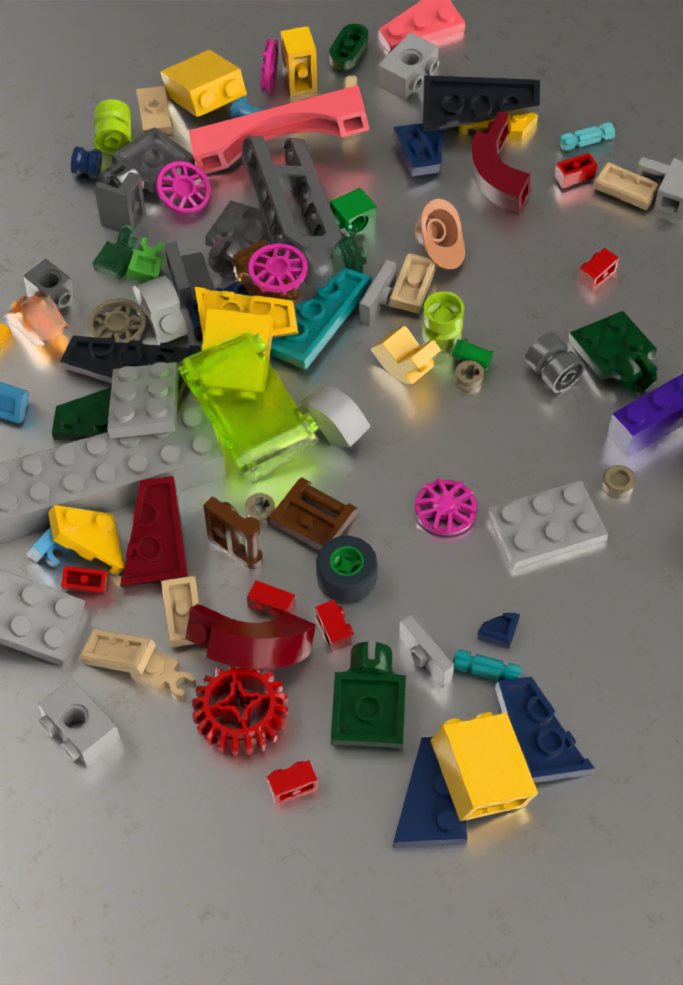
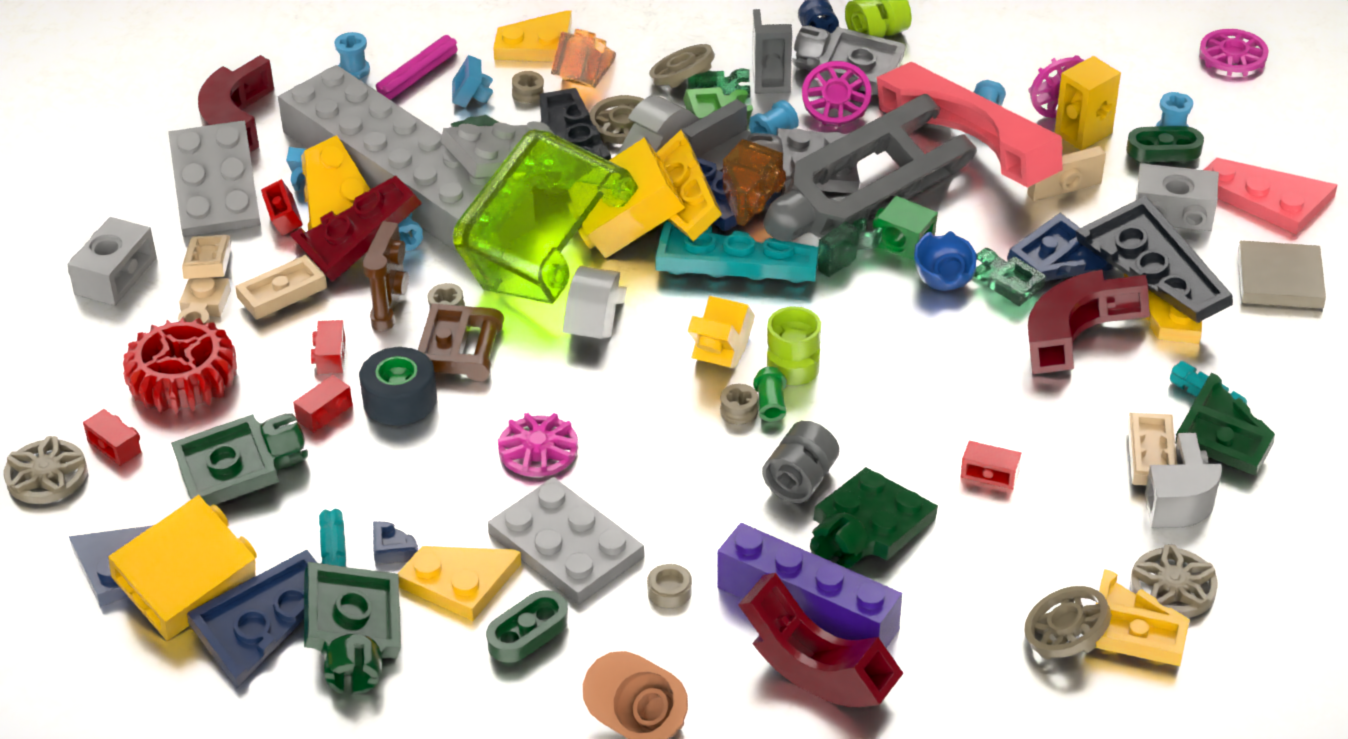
camera: 65 degrees right, 15 degrees down
(37, 376) = (527, 86): none -> dark tan bush
(50, 281) = (632, 54): dark grey brick -> none
(87, 261) = (682, 64): none -> dark tan wheel
(154, 109) = (938, 42): tan plate -> none
(188, 236) = (780, 116): none -> dark azure bush
(203, 83) = (991, 49): yellow brick -> none
(248, 644) = (250, 339): dark red arch -> none
(278, 268) = (743, 173): dark pink wheel -> none
(302, 842) = (45, 470): none -> dark tan wheel
(324, 28) = (1175, 109): none -> dark azure bush
(377, 293) = (802, 285): light grey plate -> none
(402, 206) = (945, 261): none -> blue hair
(413, 283) = (846, 309): tan plate -> none
(426, 651) = (322, 483): light grey plate -> none
(434, 180) = (1009, 278): none -> clear green plate
(441, 234) = (922, 301): nougat piece -> none
(502, 53) = (1281, 274): none -> tile
(553, 600) = (459, 576): none -> yellow wing
(575, 170) = (1135, 391): red piece -> none
(582, 675) = (352, 622): none -> plate
(626, 576) = (521, 627): none -> plate
(630, 142) = (1227, 428): none -> dark green wing

